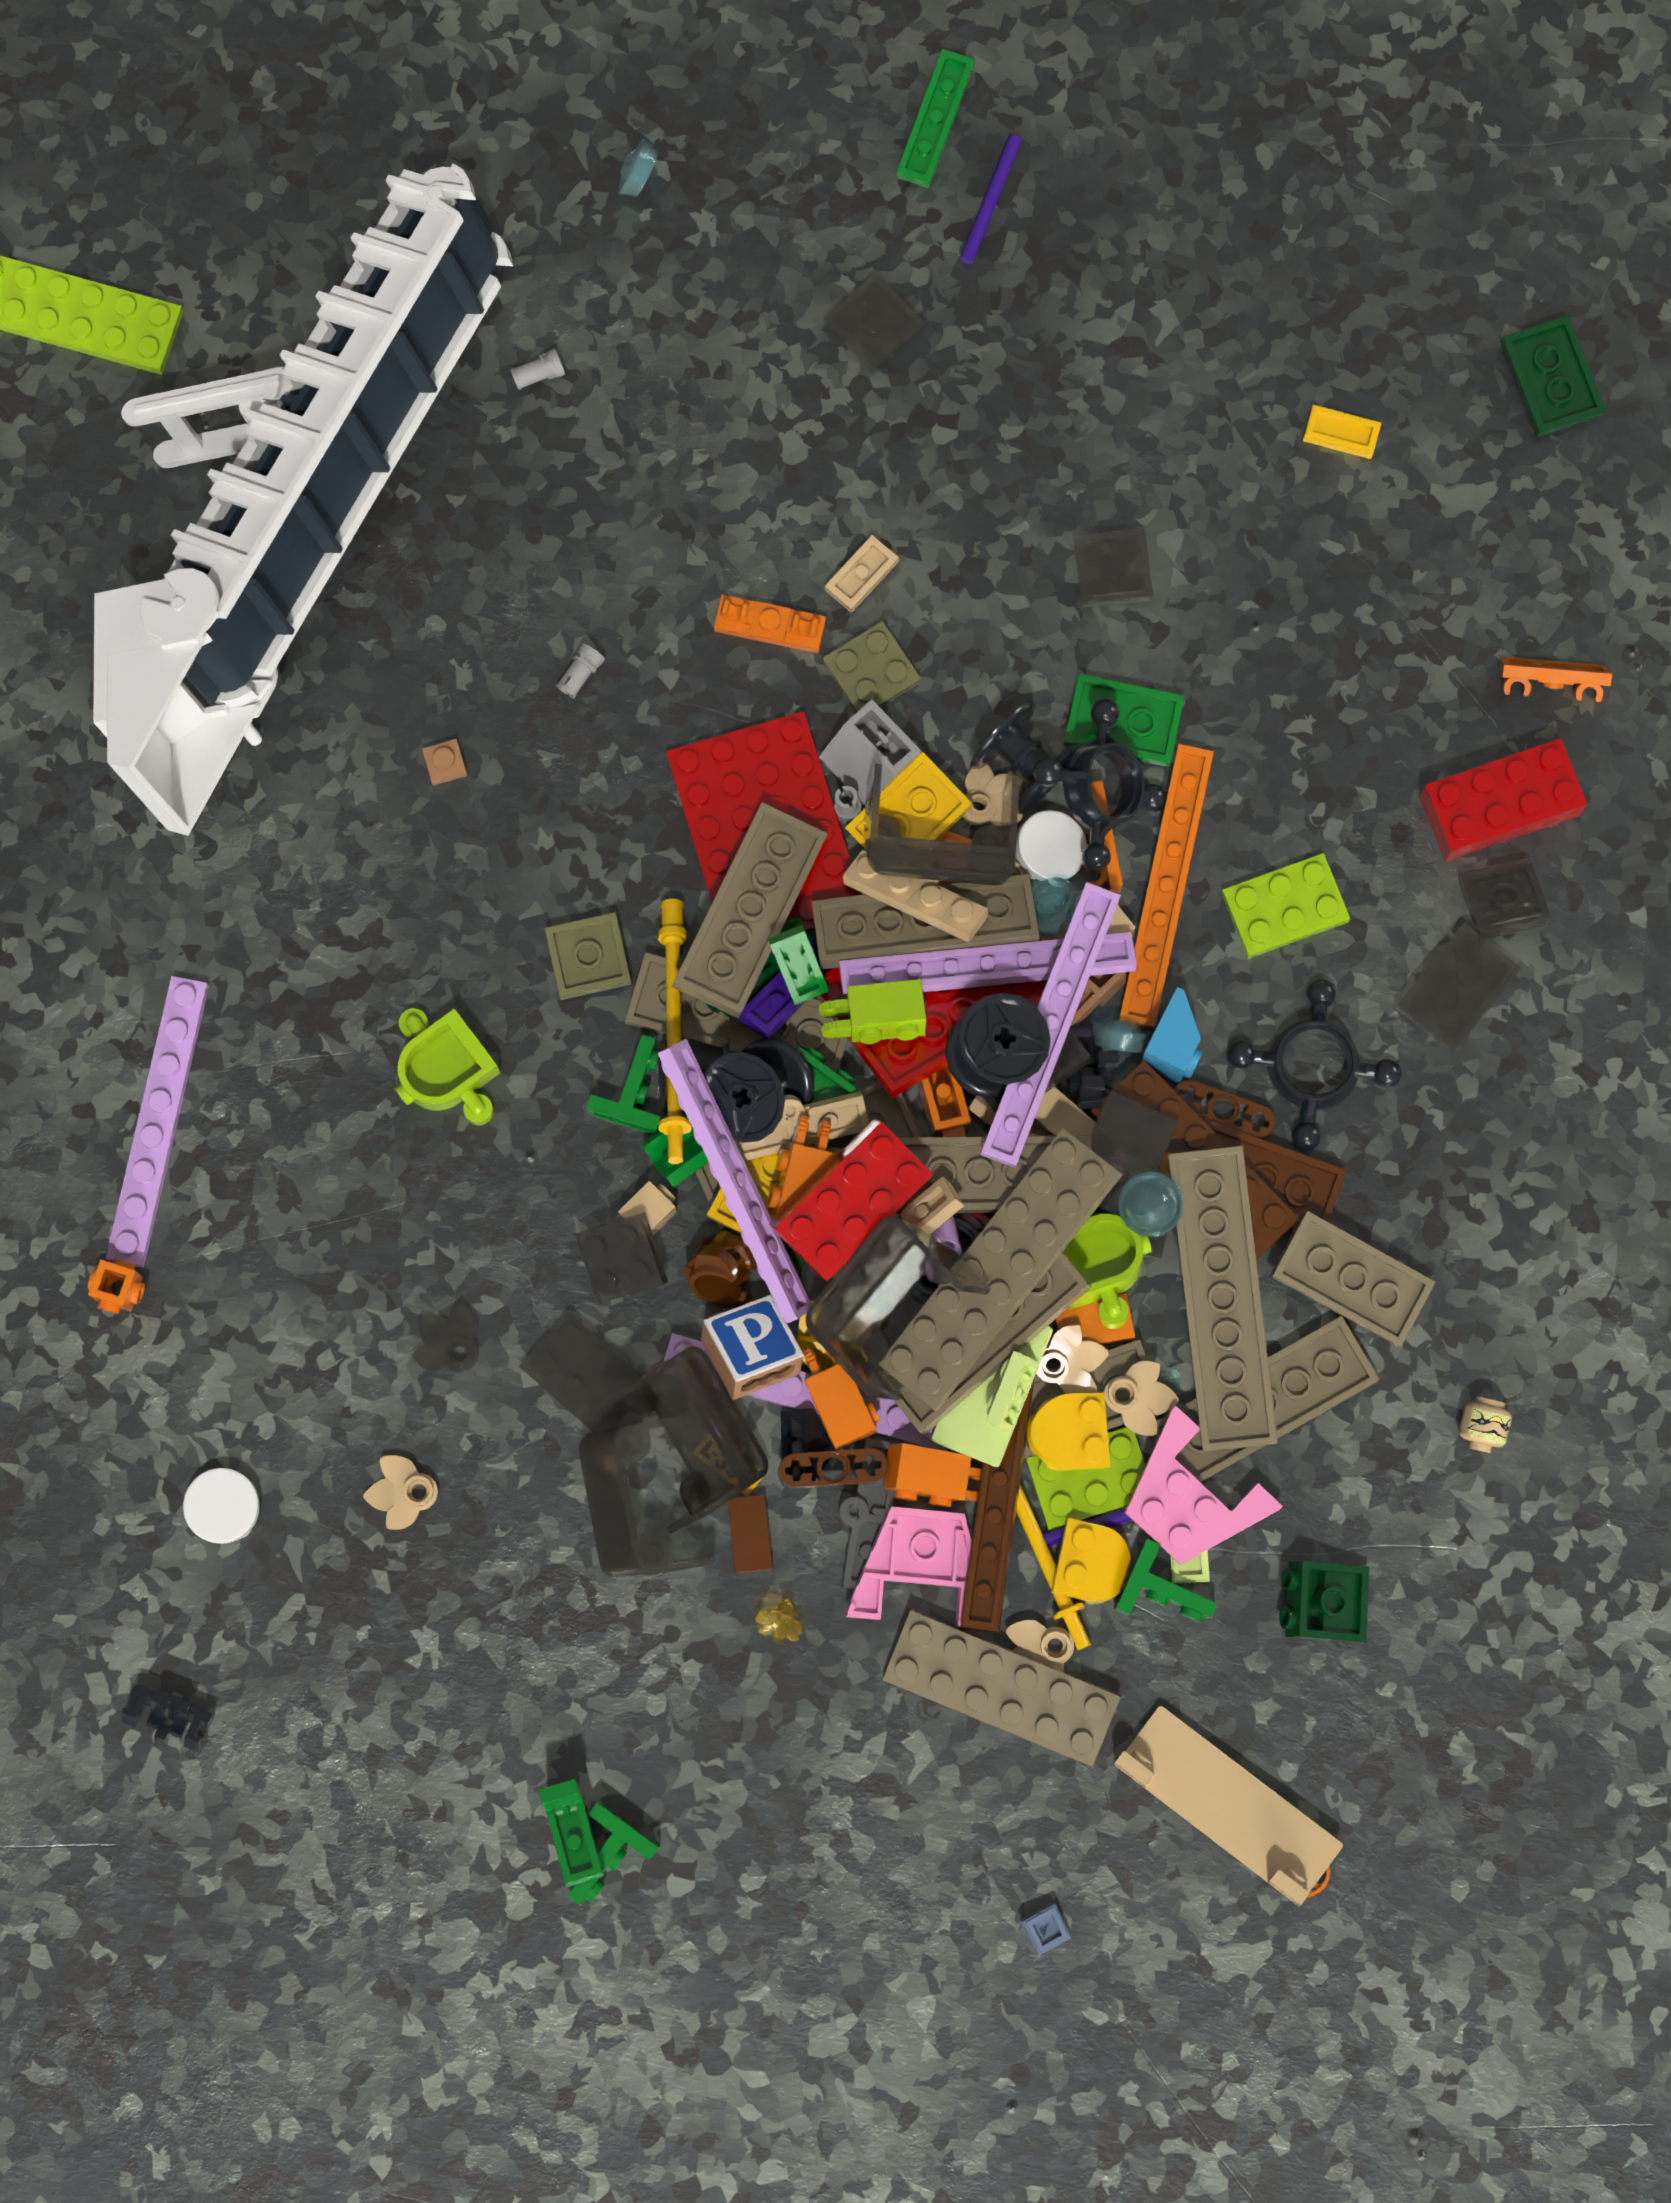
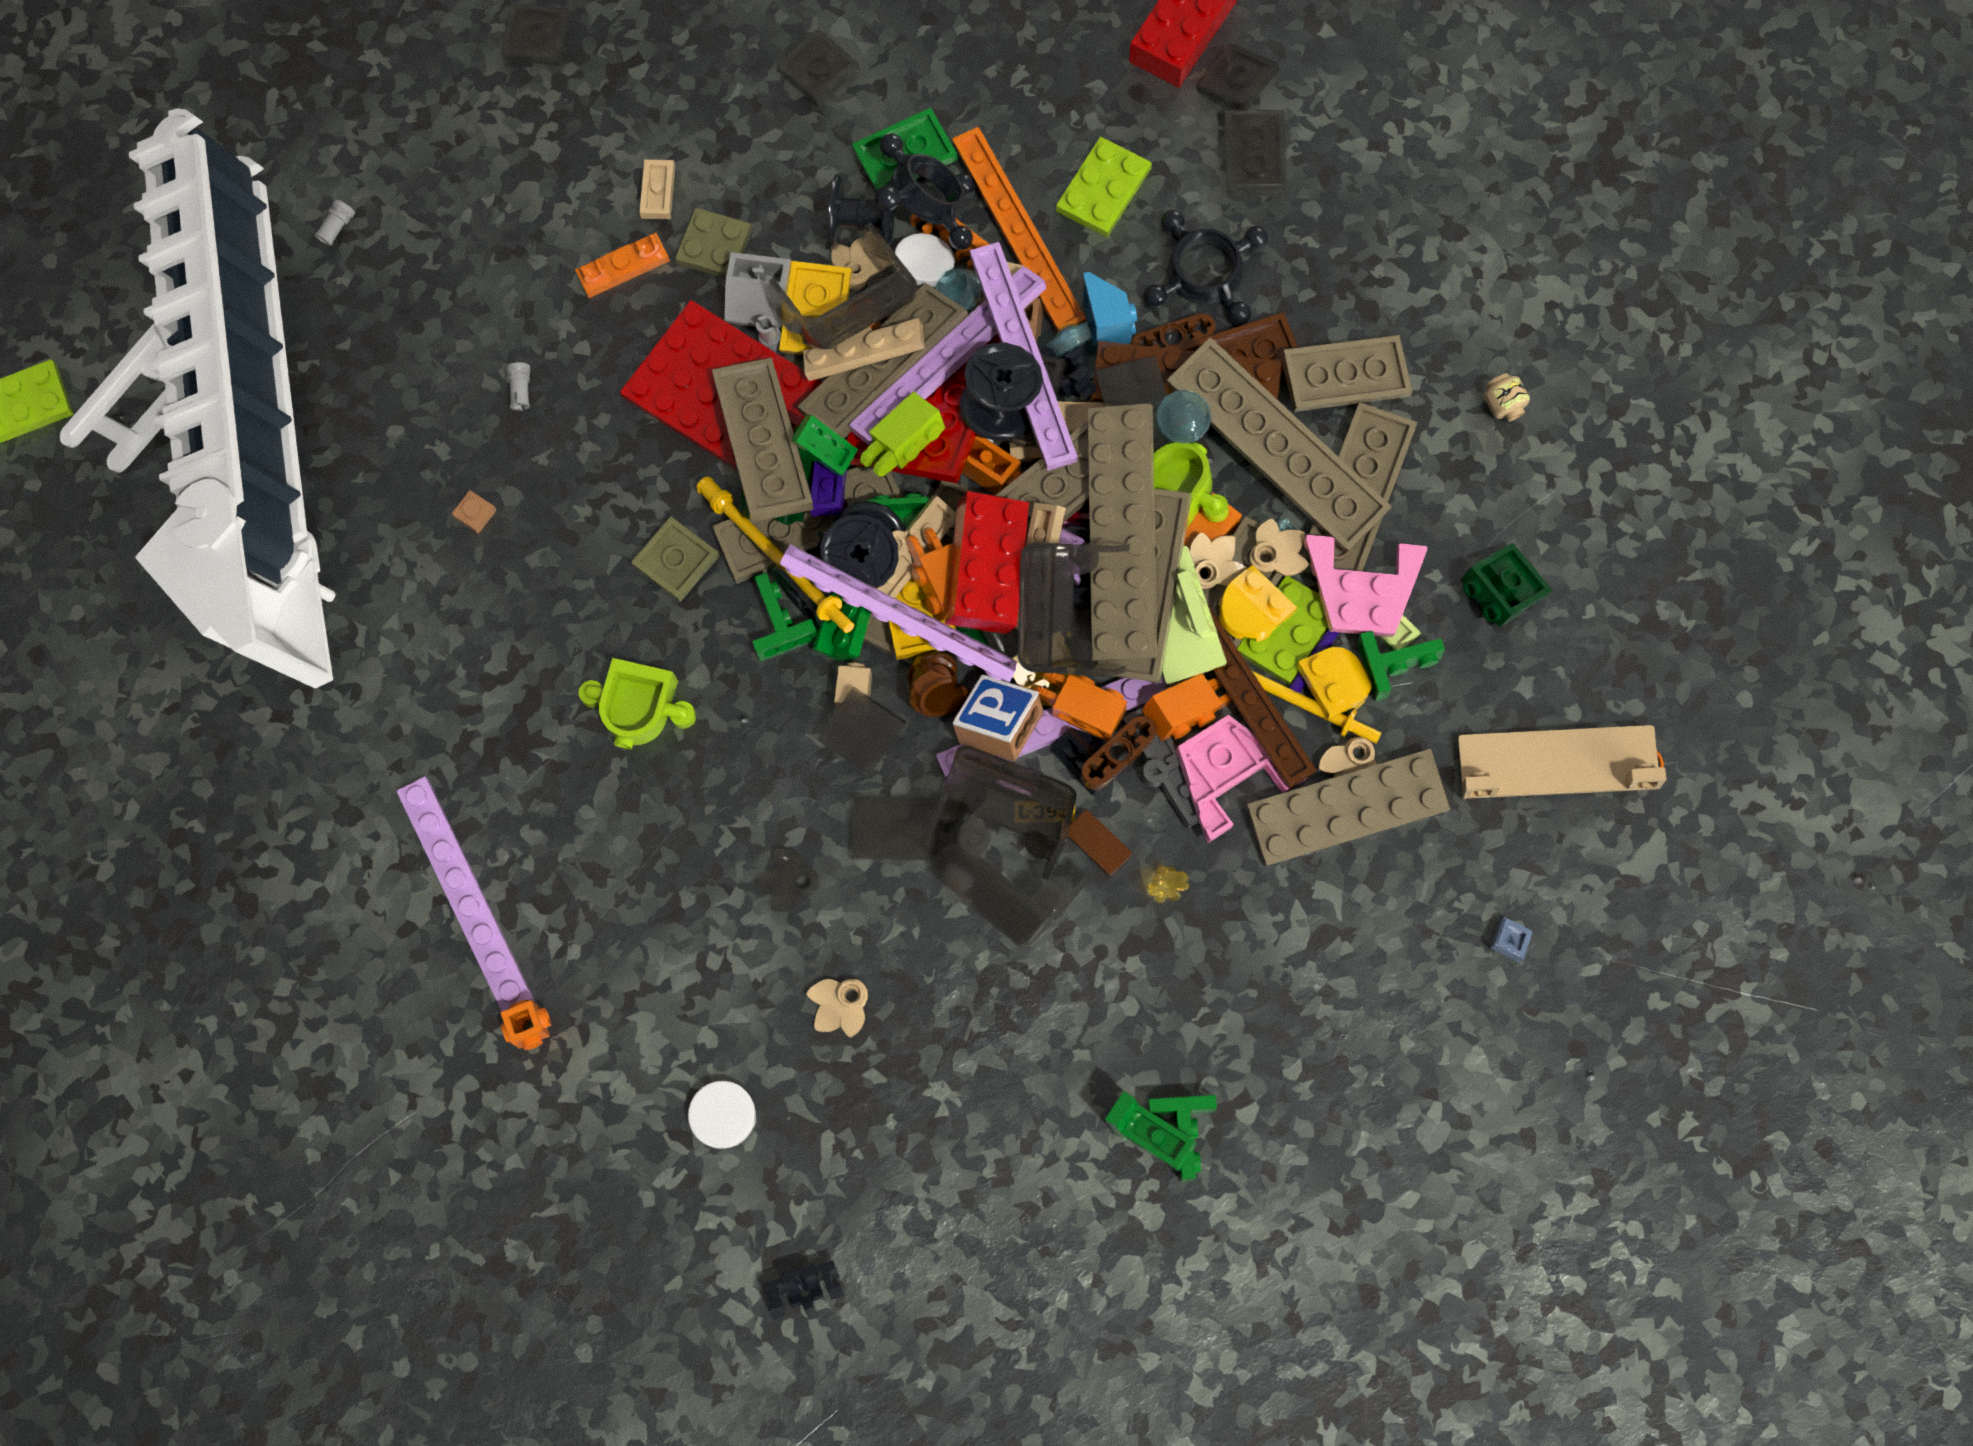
camera: 35 degrees left, 5 degrees down
(637, 168) = (299, 51): clear light blue hat -> none

